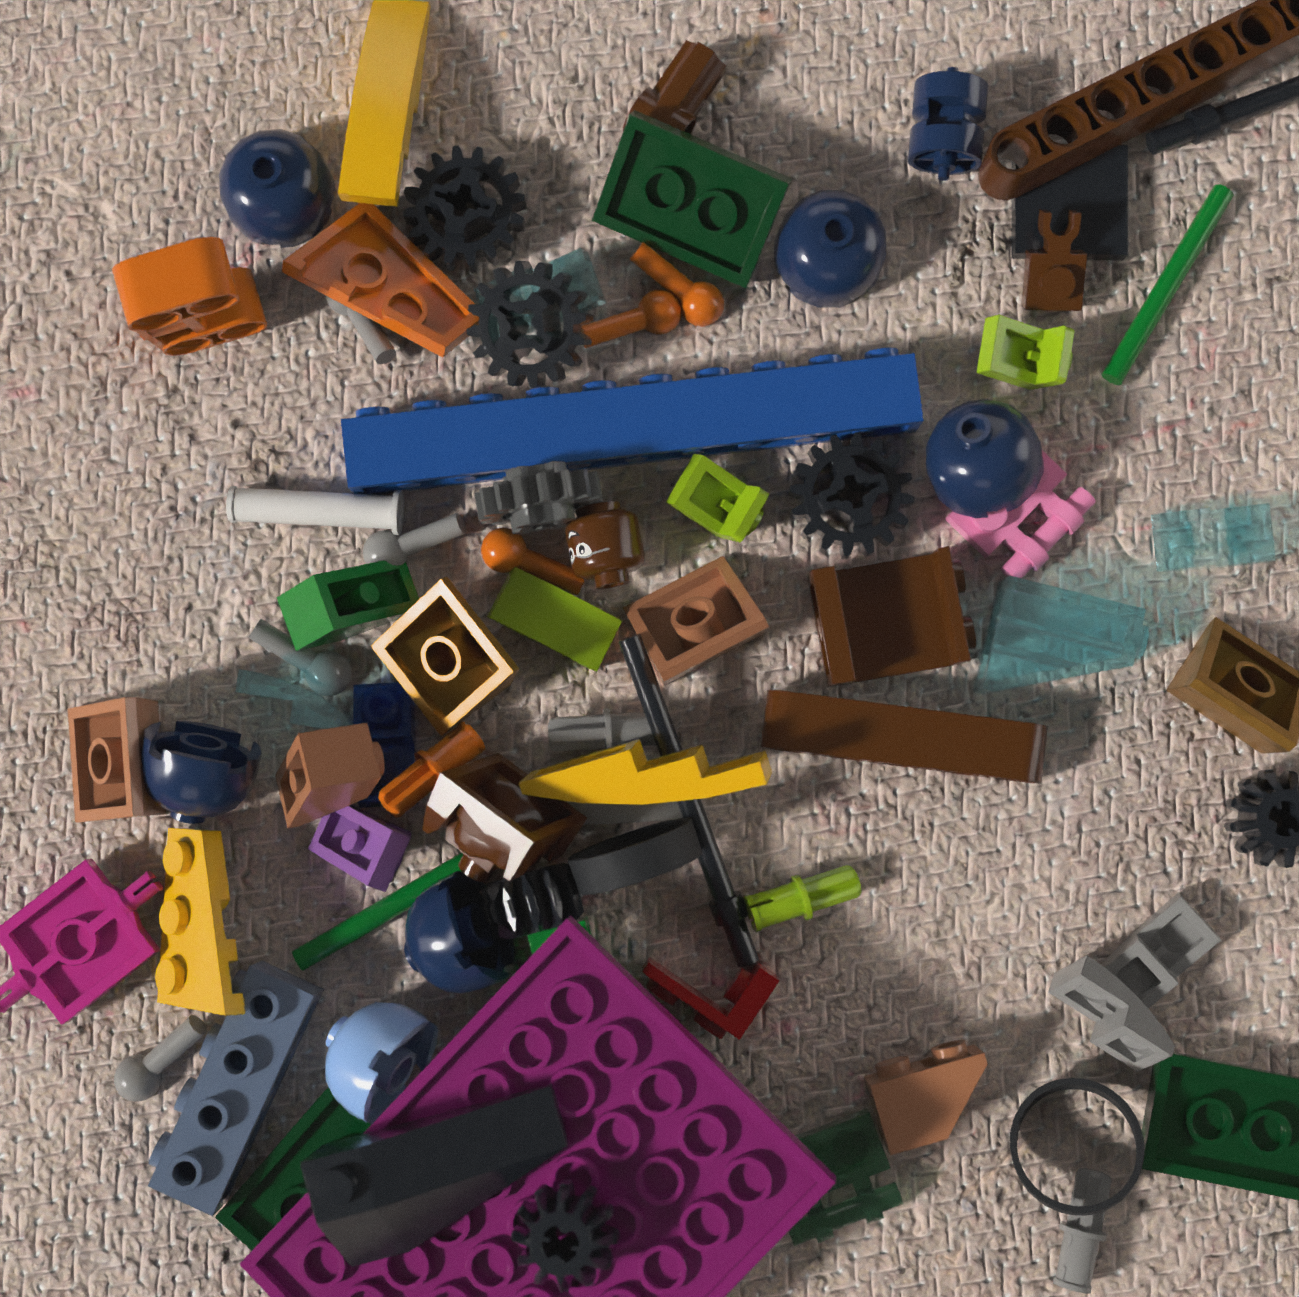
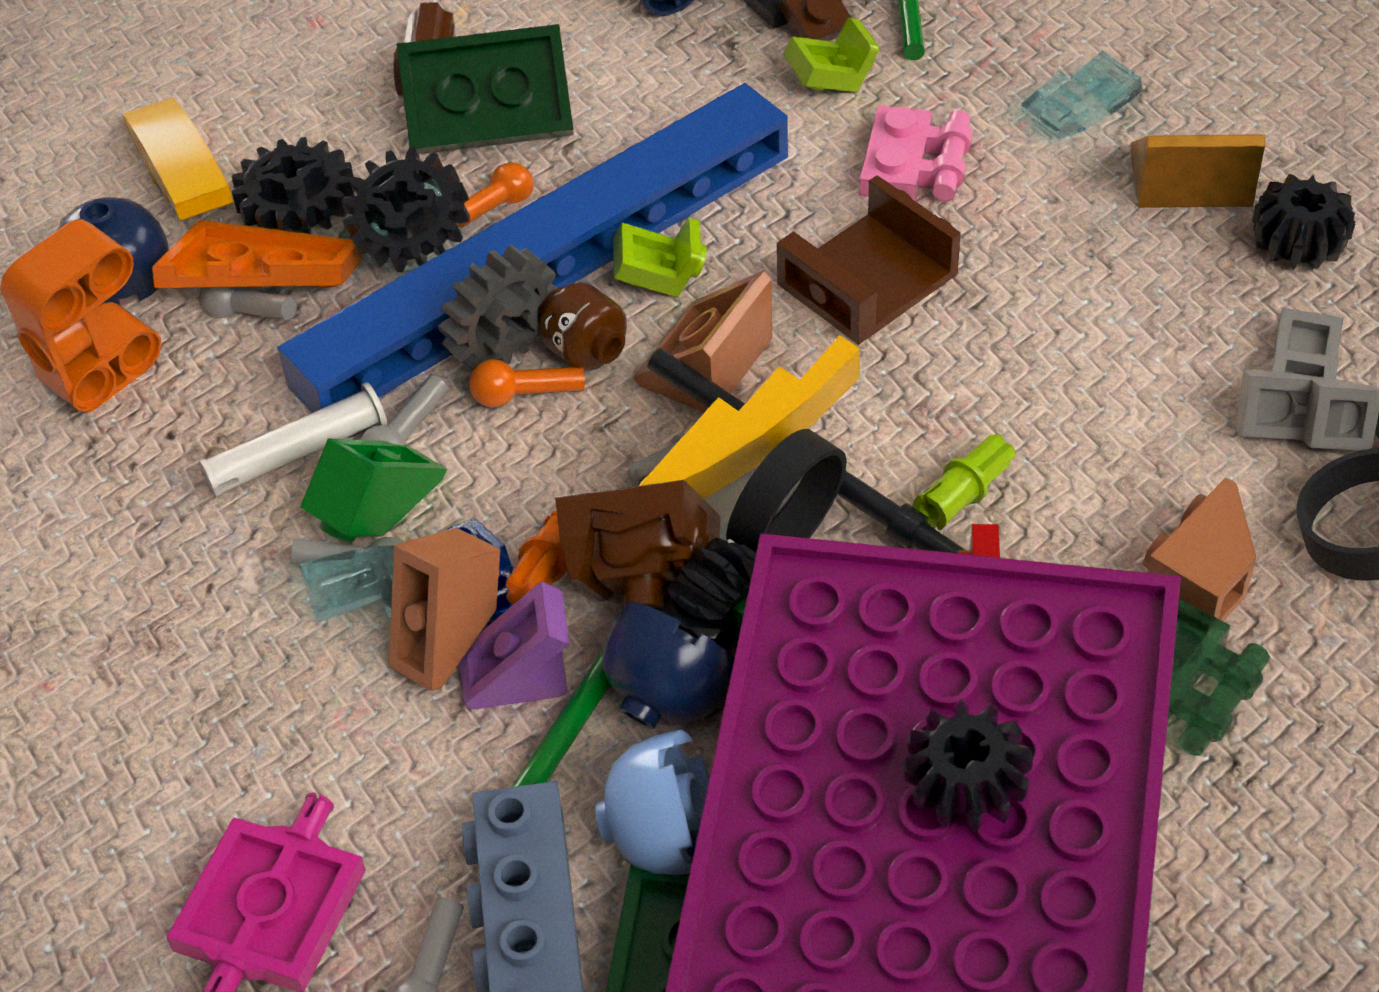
camera: 30 degrees left, 35 degrees down
(107, 759) = (213, 722): nougat slope -> none
(193, 938) = (395, 810): yellow wing -> none
(197, 769) = (306, 671): dark blue cylinder -> none
(413, 1179) = (776, 825): black wedge -> none
(445, 657) = (498, 461): pearl gold slope -> none
(554, 618) = (560, 404): lime slope -> none
(699, 301) = (542, 159): orange bar -> none
(830, 248) = (623, 75): dark blue cylinder -> none
(844, 471) = (768, 201): black gear -> none
(904, 736) = (961, 323): reddish brown beam -> none
(984, 458) = (853, 117): dark blue cylinder -> none
(1055, 635) = (1016, 202): clear light blue slope -> none

